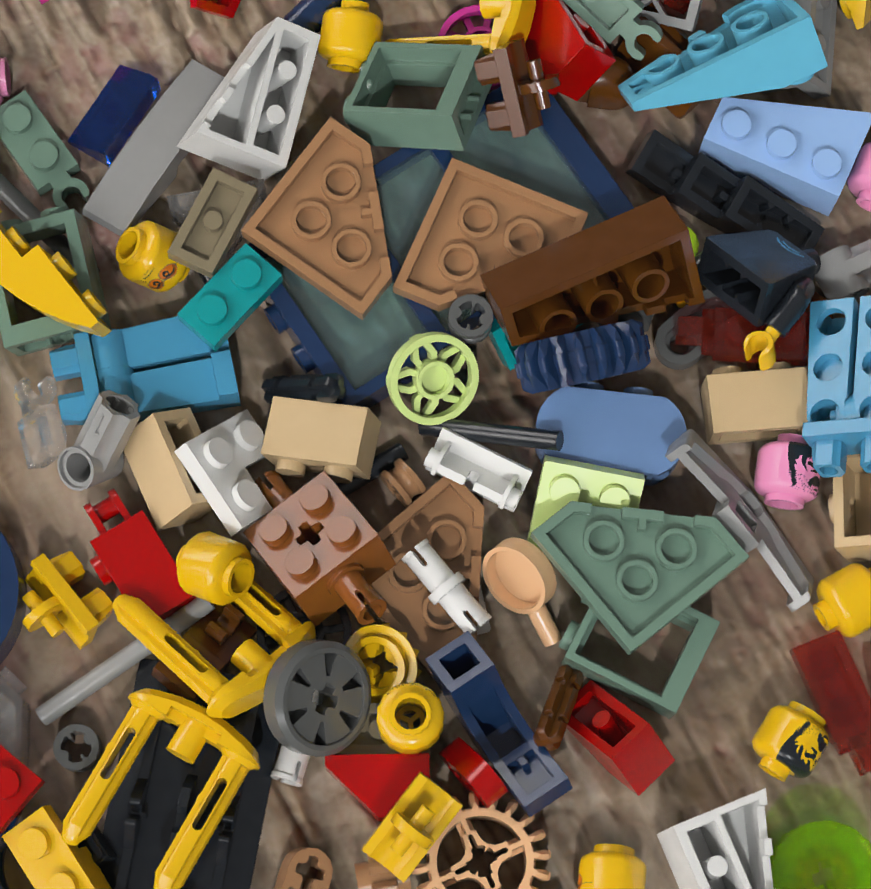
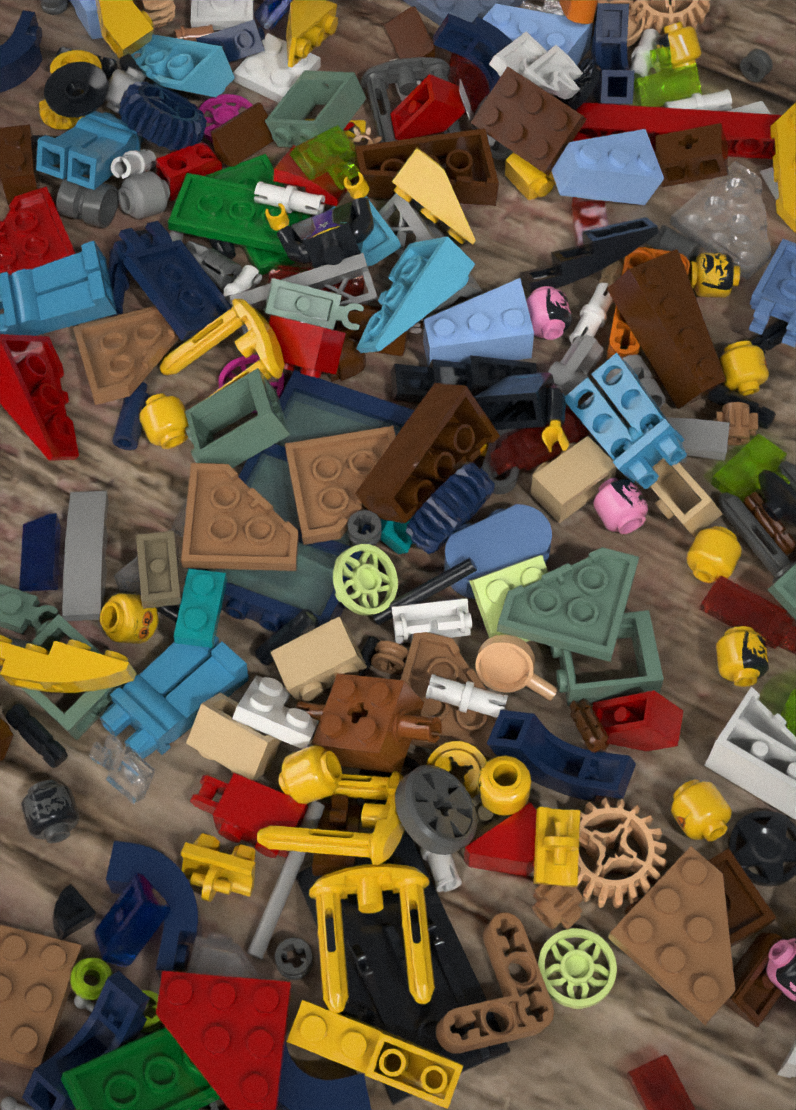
camera: 30 degrees left, 15 degrees down
(101, 442) = (177, 746): light grey piece -> none
(258, 103) = (134, 487): white wedge -> none
(473, 772) = (567, 794): red beam -> none
(522, 88) = (286, 368): reddish brown hips -> none
(744, 516) = (610, 541): light grey plate -> none

